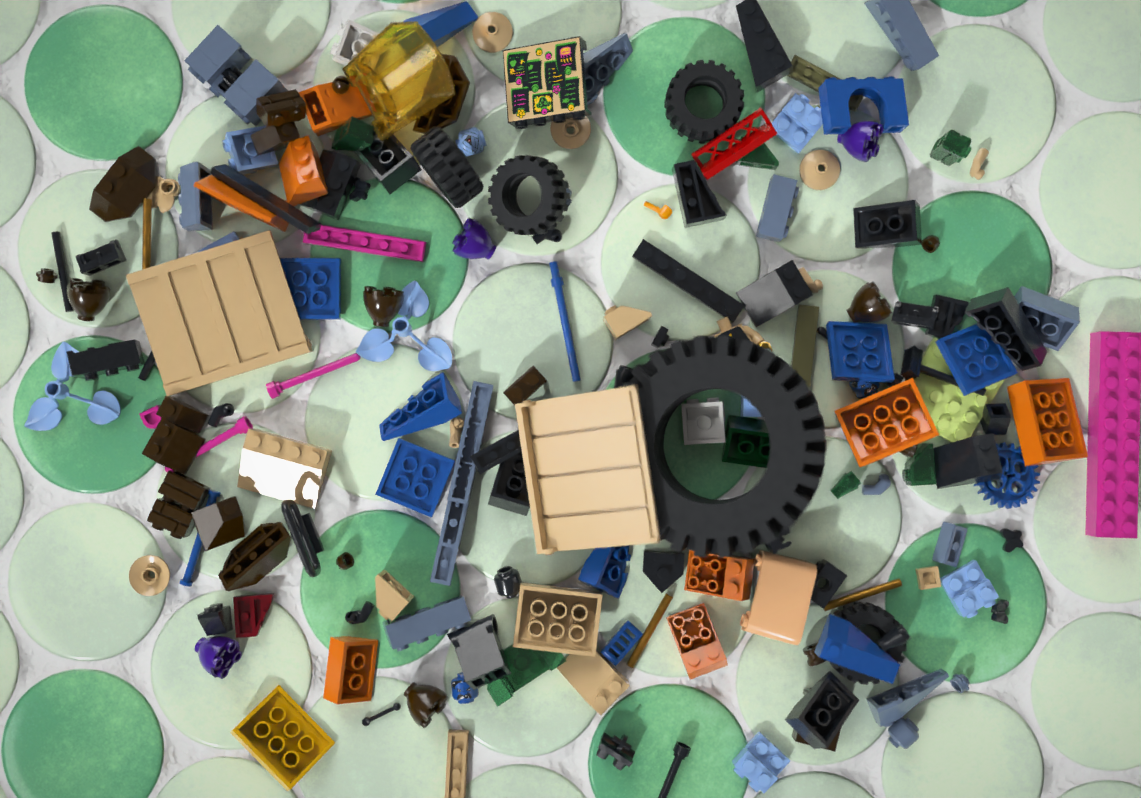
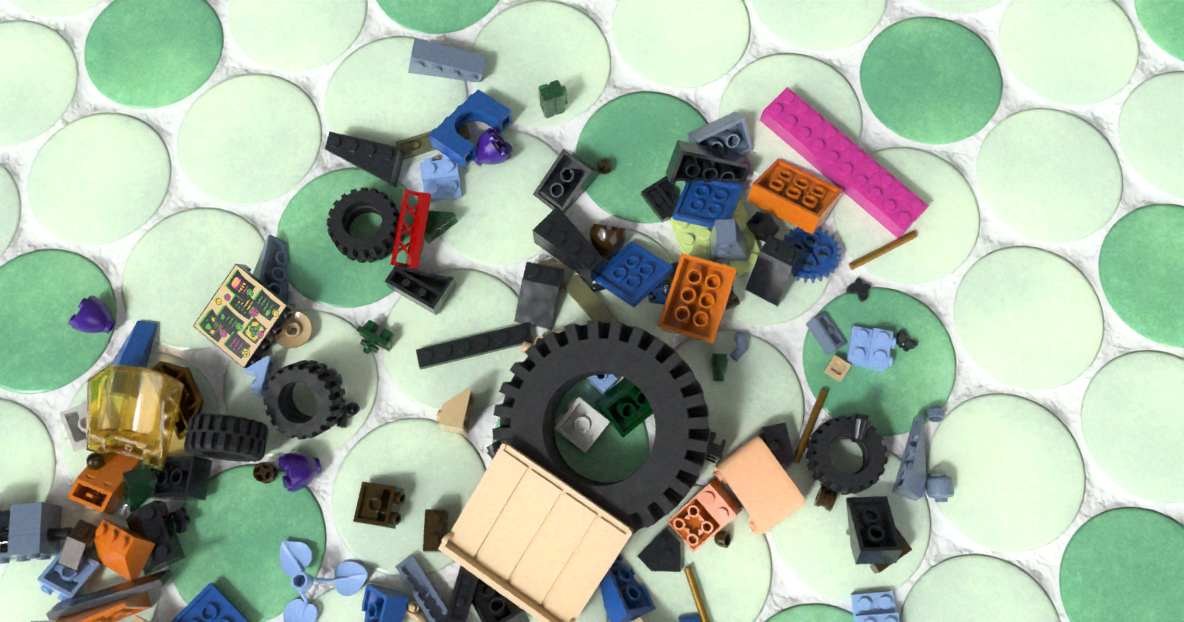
camera: 50 degrees left, 15 degrees down
(281, 108) = (62, 520): dark brown brick -> none
(367, 243) = (219, 552): dark pink tile -> none
(382, 304) = (273, 581): dark brown piece -> none
(446, 215) = (261, 470): none -> dark brown wheel
(471, 141) = (230, 404): light blue head -> none
(493, 41) = (181, 328): tan dish -> none
(505, 326) = (379, 505): none -> dark brown plate
(520, 138) = (262, 371): none -> light blue slope
(557, 283) = (386, 438): blue bar -> none
(627, 207) = (368, 332): none -> dark green hips
(660, 338) = (494, 398): black plate -> none
(664, 212) = (412, 319): light orange hand -> none
(697, 641) = (740, 578): orange slope -> none
(714, 603) = (723, 539): none -> dark brown hinge
(777, 208) = (484, 242): sand blue brick -> none
(812, 176) = (489, 200): tan dish -> none
(836, 279) = (567, 244): none -> black wedge
(852, 649) = (840, 465): blue wedge -> none
(912, 368) = (675, 248): black piece -> none
(915, 315) = (643, 217): black hinge -> none
(920, 468) = (752, 304): clear green slope -> none
(954, 404) = (727, 242): none -> sand blue wedge
(978, 160) = (583, 98): tan arm -> none
(1063, 530) = (882, 250): none -> pearl gold bar

